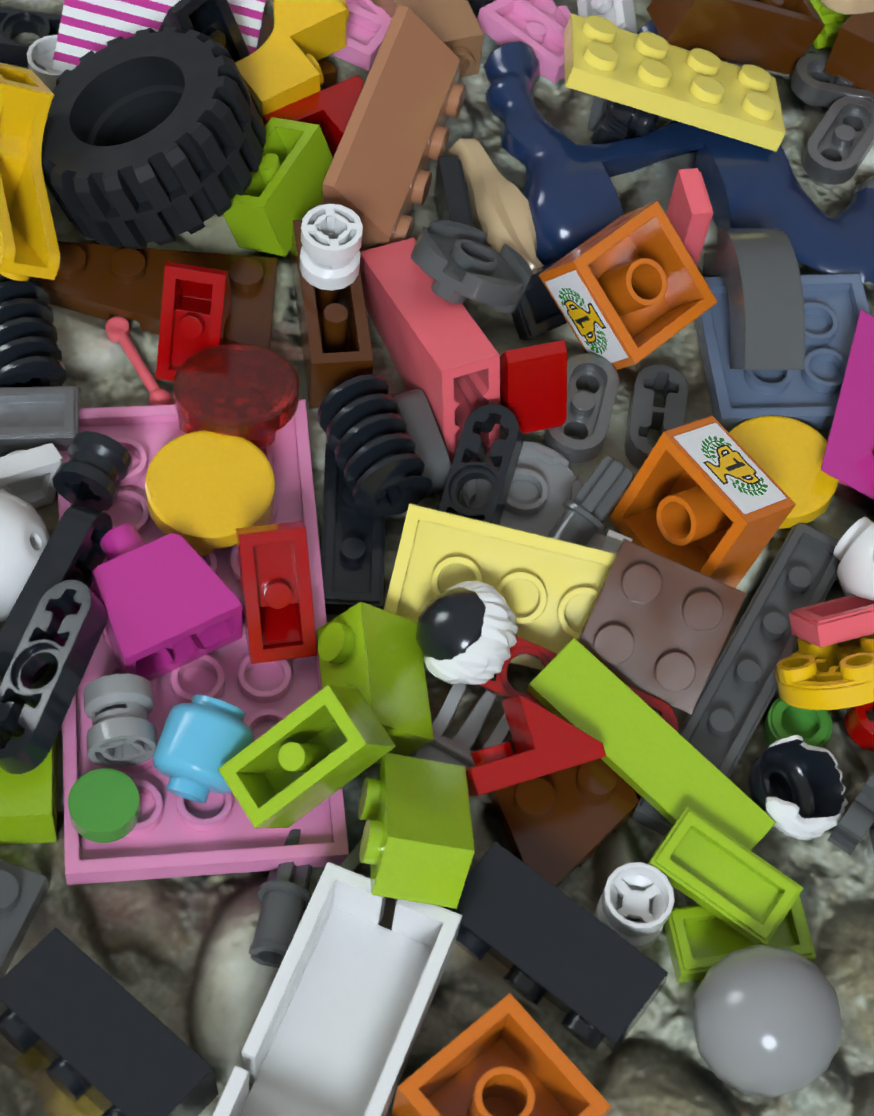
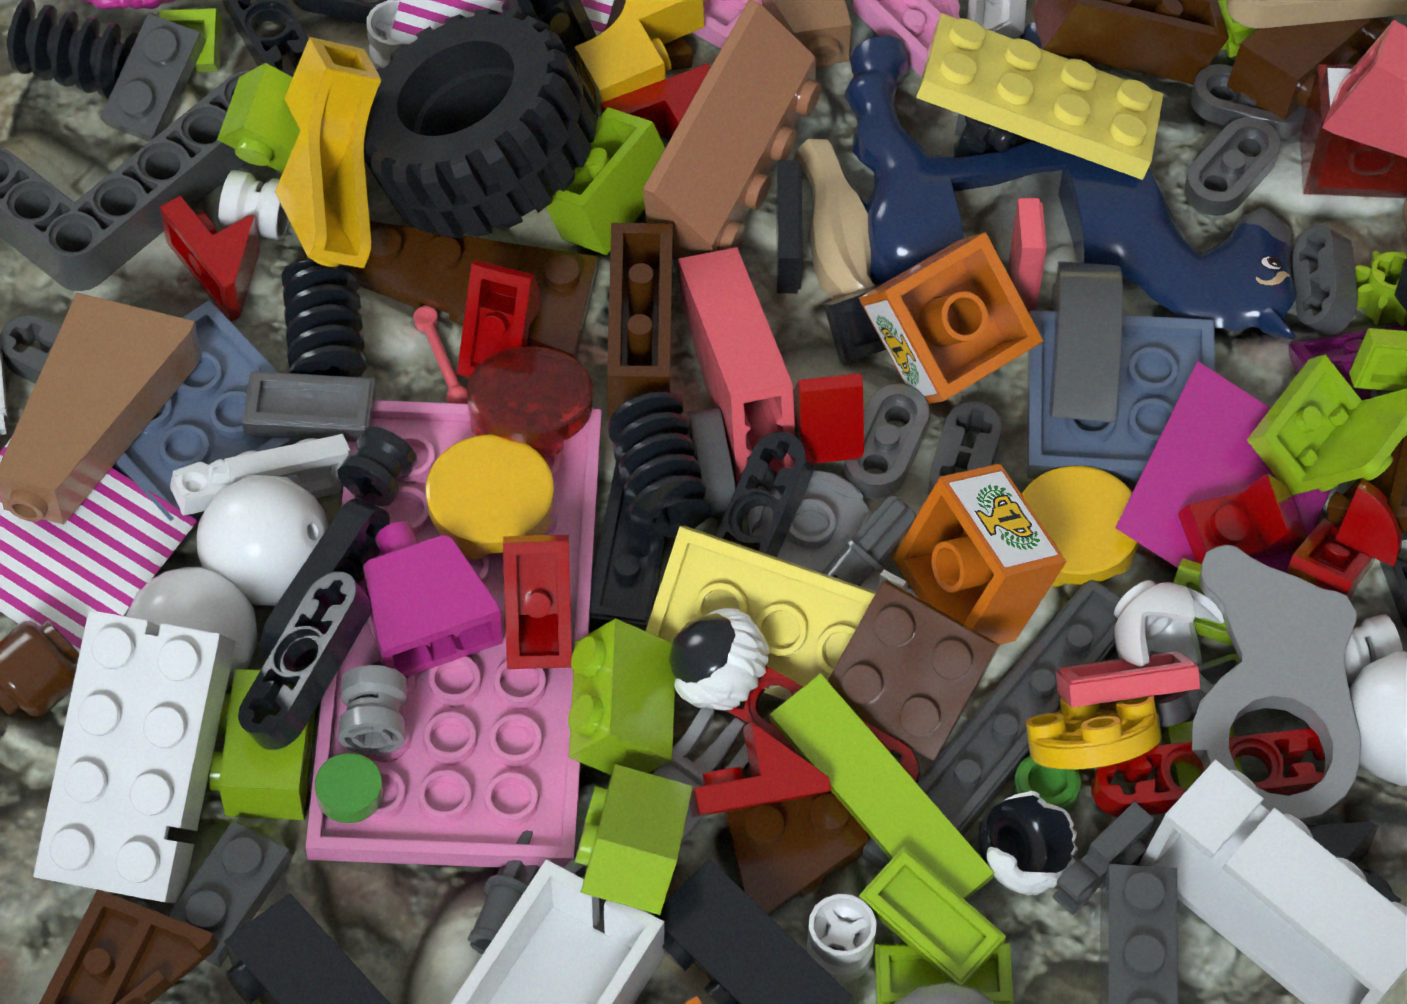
camera: 15 degrees right, 0 degrees up
(197, 743) = (447, 743): medium azure head -> none
(306, 757) = (539, 760): lime brick -> none
(330, 246) = (641, 256): white wheel -> none
(468, 268) = (784, 286): dark grey plate -> none

